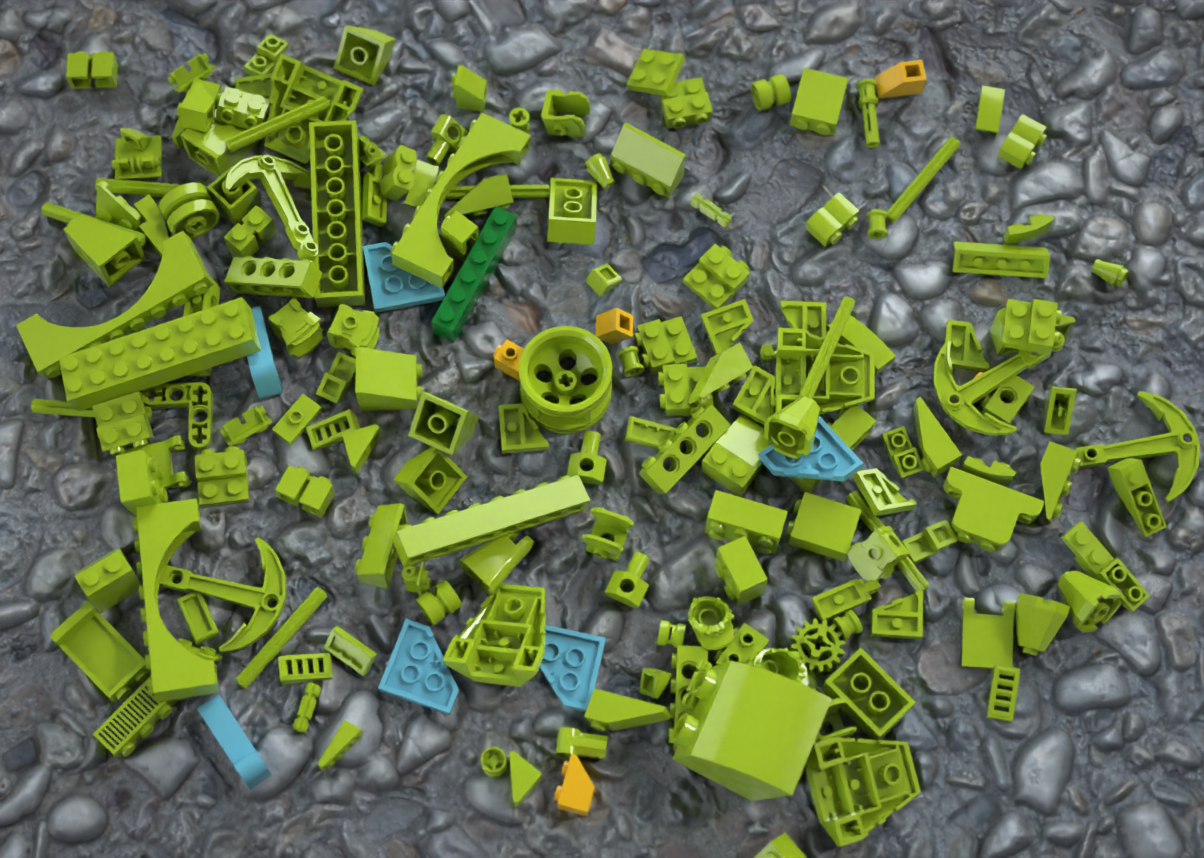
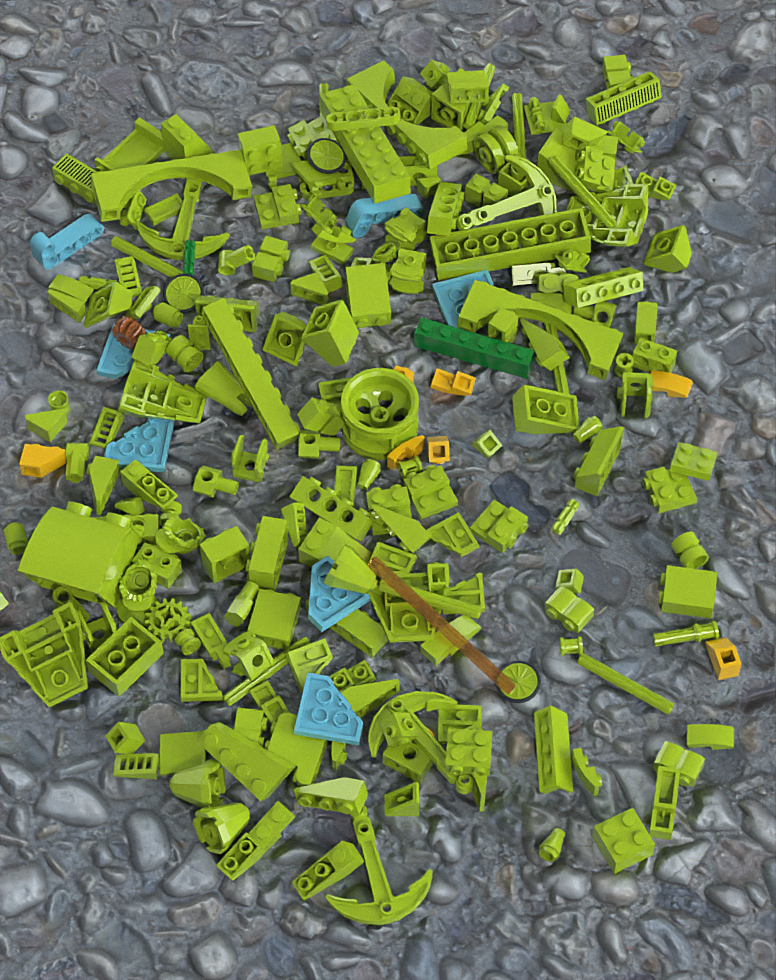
camera: 85 degrees right, 10 degrees down
(52, 267) = (435, 74): none -> lime brick
(86, 300) = (412, 100): none -> lime slope
(101, 220) = (468, 86): none -> lime bracket
(131, 344) = (390, 115): none -> lime beam
(133, 66) = (623, 98): none -> lime brick
(163, 405) = (326, 156): none -> lime wheel
(187, 419) = (317, 179): none -> lime flag
(223, 293) = (427, 186): none -> lime slope
(283, 410) = (334, 234): none -> lime slope
(293, 586) = (189, 257): none -> green axle
(302, 537) = (230, 260): none -> lime piece
(313, 740) = (71, 287): none -> lime slope
(314, 358) = (386, 252): none -> lime gear
(341, 600) = (182, 292): none -> lime wheel
(349, 695) = (108, 303): none -> lime slope
(374, 620) = (167, 315): none -> lime brick
(410, 662) = (128, 331): none -> dark orange gear
(416, 122) = (603, 287): none -> lime brick
(432, 637) = (151, 347): none -> lime slope
(514, 89) = (653, 356): none -> lime brick
(516, 304) = (453, 384): none -> yellow slope
(530, 714) = (103, 419): none -> lime slope
(548, 78) = (671, 383): none -> yellow slope
(561, 444) = (322, 416): none -> lime piece
(619, 376) = (406, 450): none -> yellow slope
(633, 406) = (368, 473): none -> lime cone
(634, 655) = (146, 485): none -> lime slope
(688, 822) = (15, 538): none -> lime brick
(699, 490) = (296, 519): none -> lime slope
(791, 218) = (571, 579): none -> lime slope
(810, 561) = (242, 604): none -> lime piece
(858, 343) = (441, 625): none -> clear orange axle
(914, 283) = (525, 678): none -> lime wheel
(962, 473) = (326, 713): none -> medium azure plate
(967, 565) = (251, 724): none -> lime brick
(976, 700) = (125, 738): none -> lime brick
(992, 397) = (399, 730): none -> lime brick
(1015, 565) = (246, 760): none -> lime wedge
(1069, 159) = (664, 803): none -> lime slope
(1109, 204) = (623, 840): none -> lime brick

